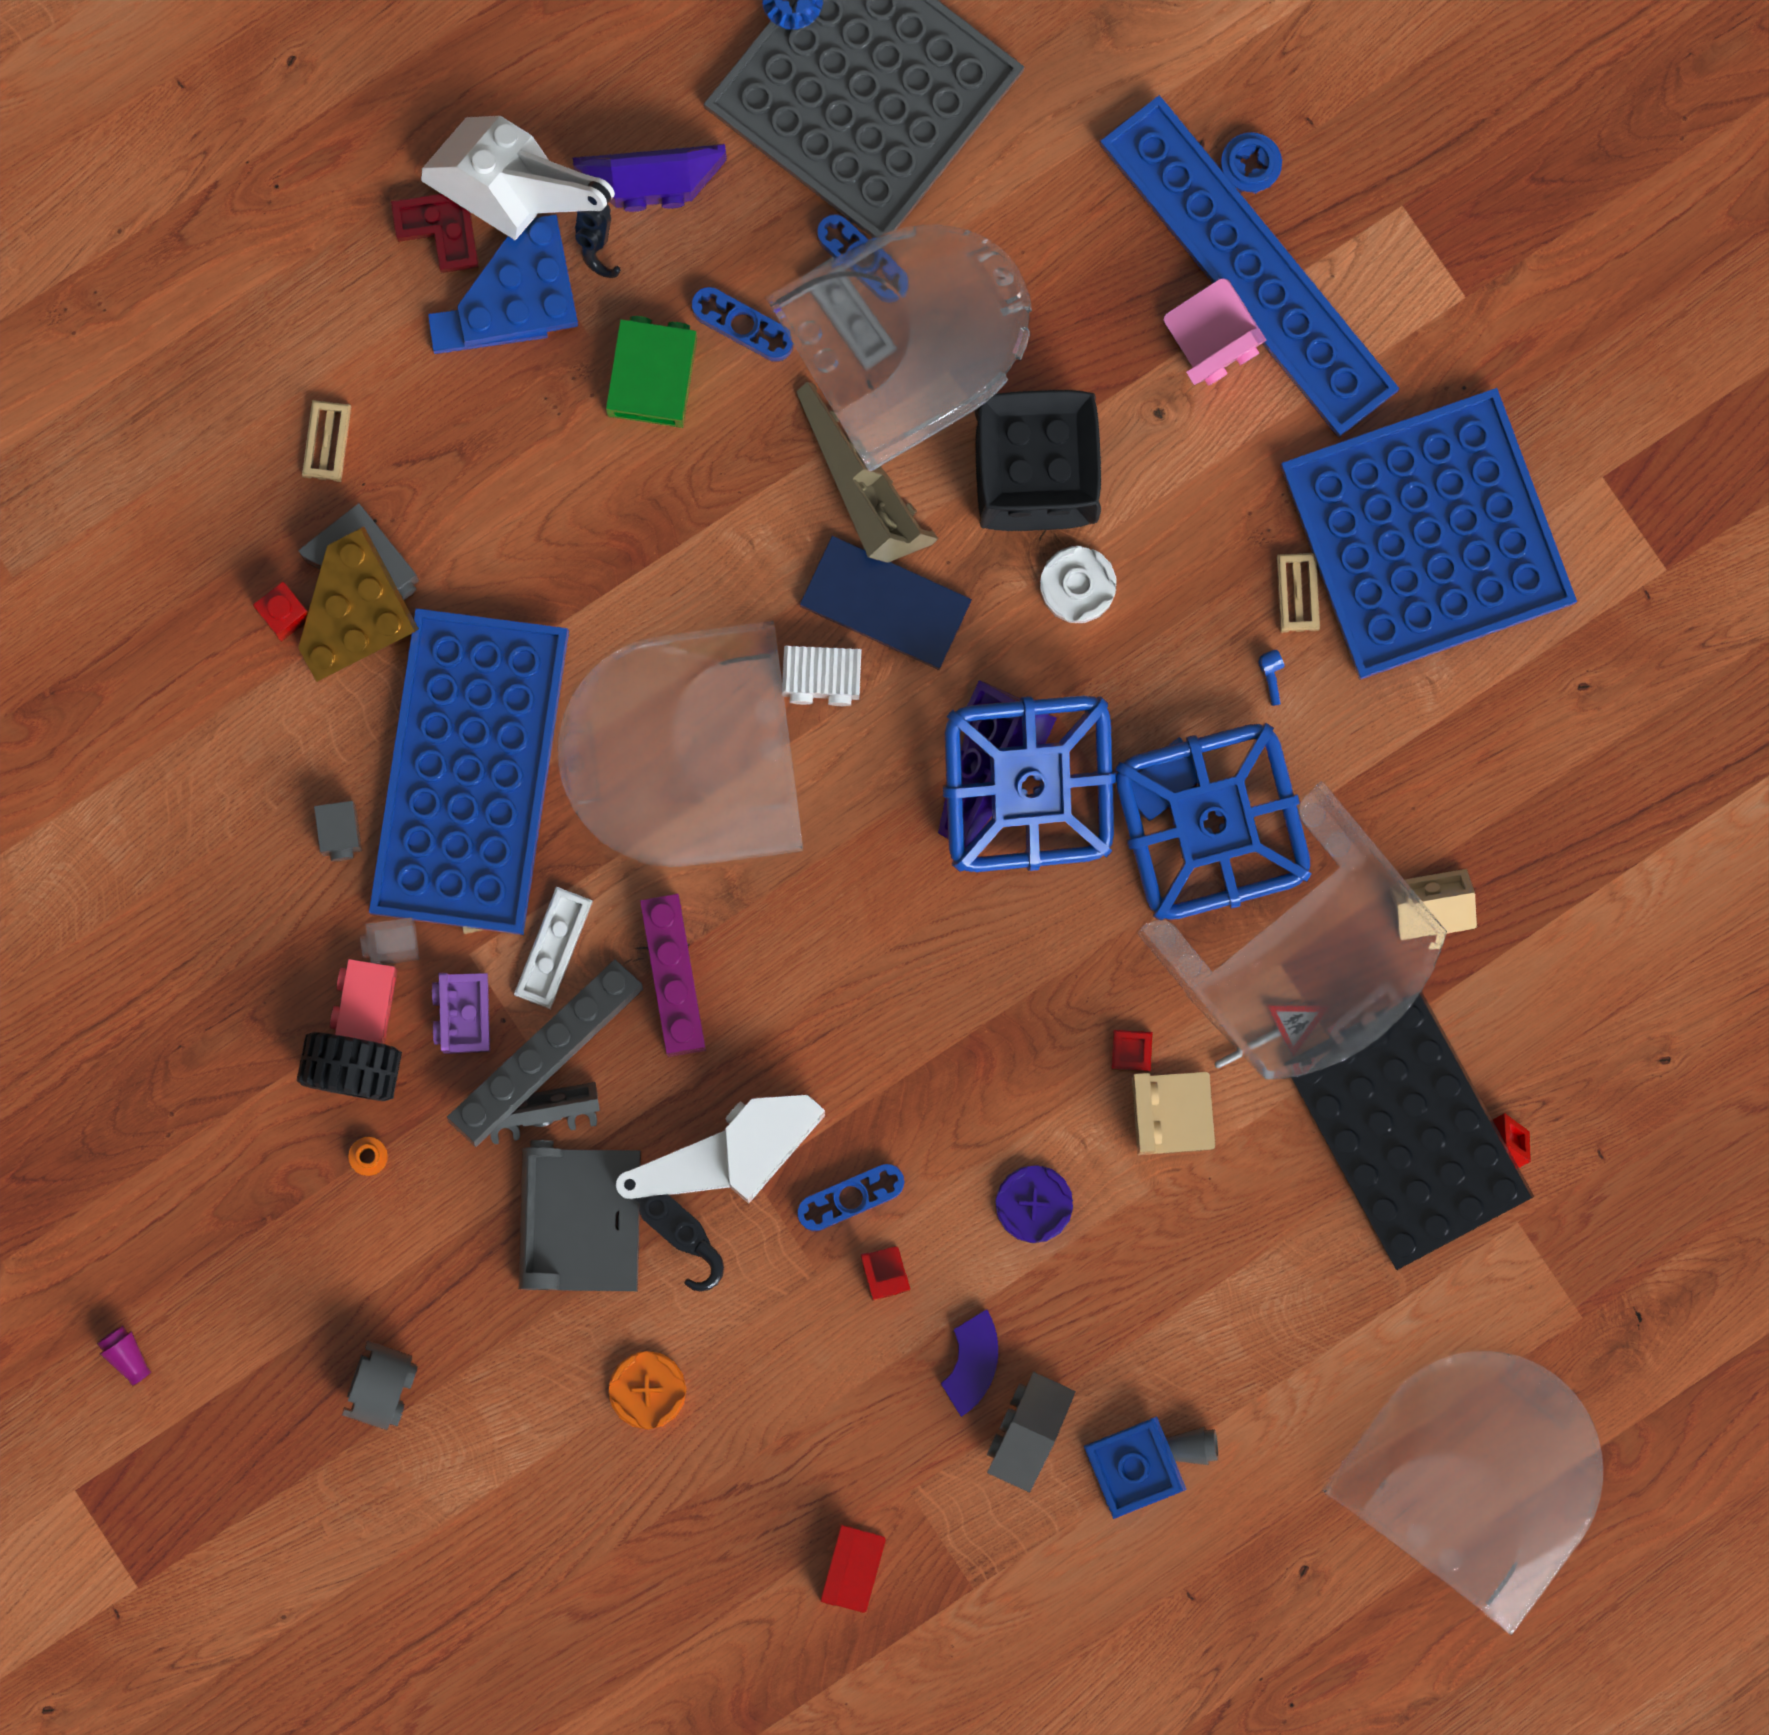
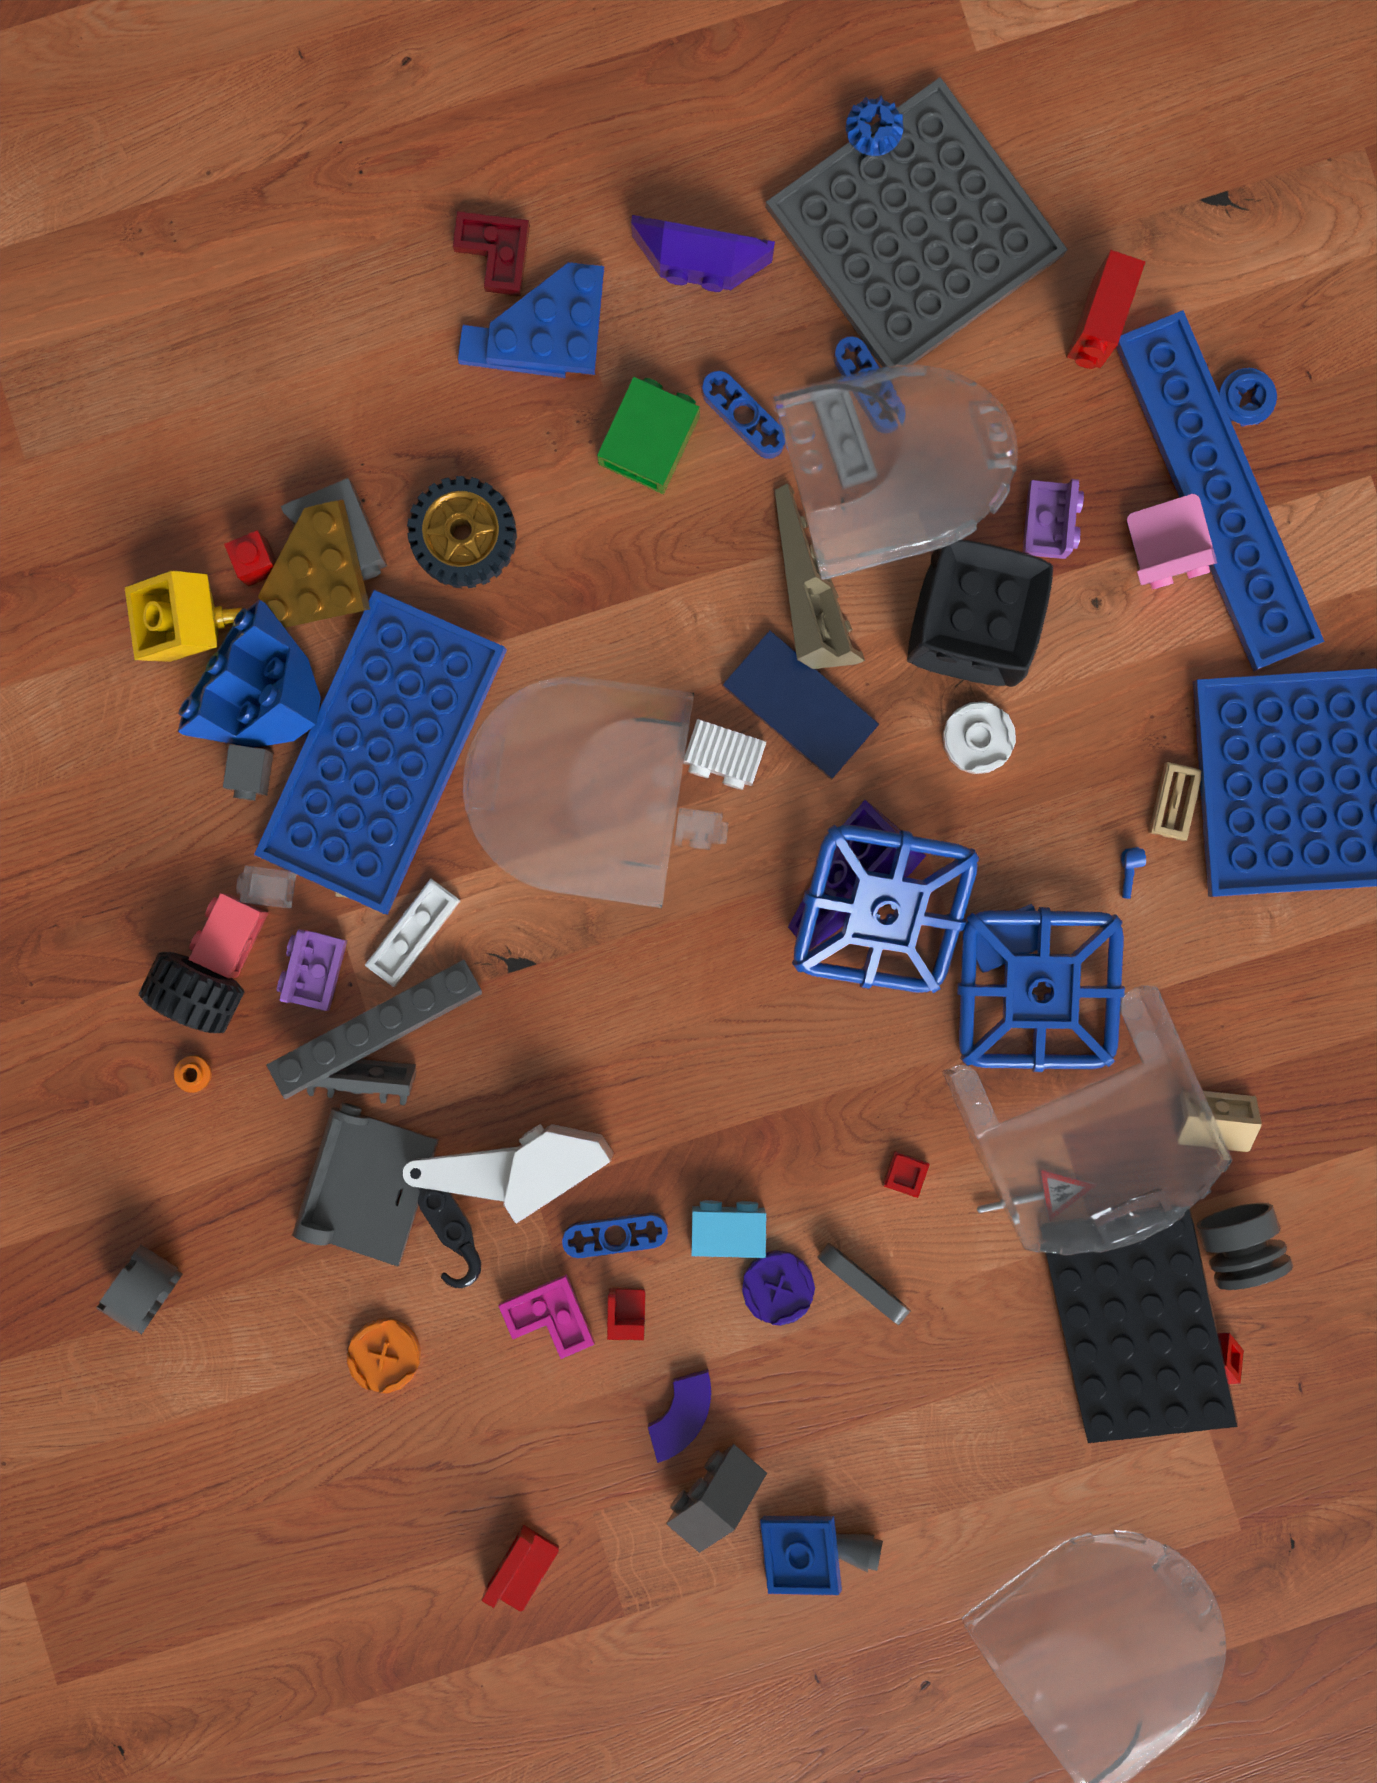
camera: 15 degrees right, 5 degrees up
(222, 692) = (174, 616): none -> yellow piece
(320, 741) = (253, 687): none -> blue brick
(323, 472) = (352, 420): tan tile -> none
(482, 495) = (454, 505): none -> wheel
(509, 180) = (567, 221): white slope -> none
(673, 975) = (511, 991): magenta brick -> none
(811, 1287) = (550, 1306): none -> dark pink plate
(819, 756) = (700, 828): none -> clear brick
(965, 1157) = (728, 1230): none -> medium azure brick
(1079, 120) = (1105, 310): none -> red brick
(1086, 342) = (1052, 519): none -> medium lavender bracket
(1120, 1172) = (863, 1284): none -> dark grey beam
(1173, 1113) = (926, 1243): tan bracket -> none
(1492, 1019) = (1244, 1246): none -> dark grey wheel

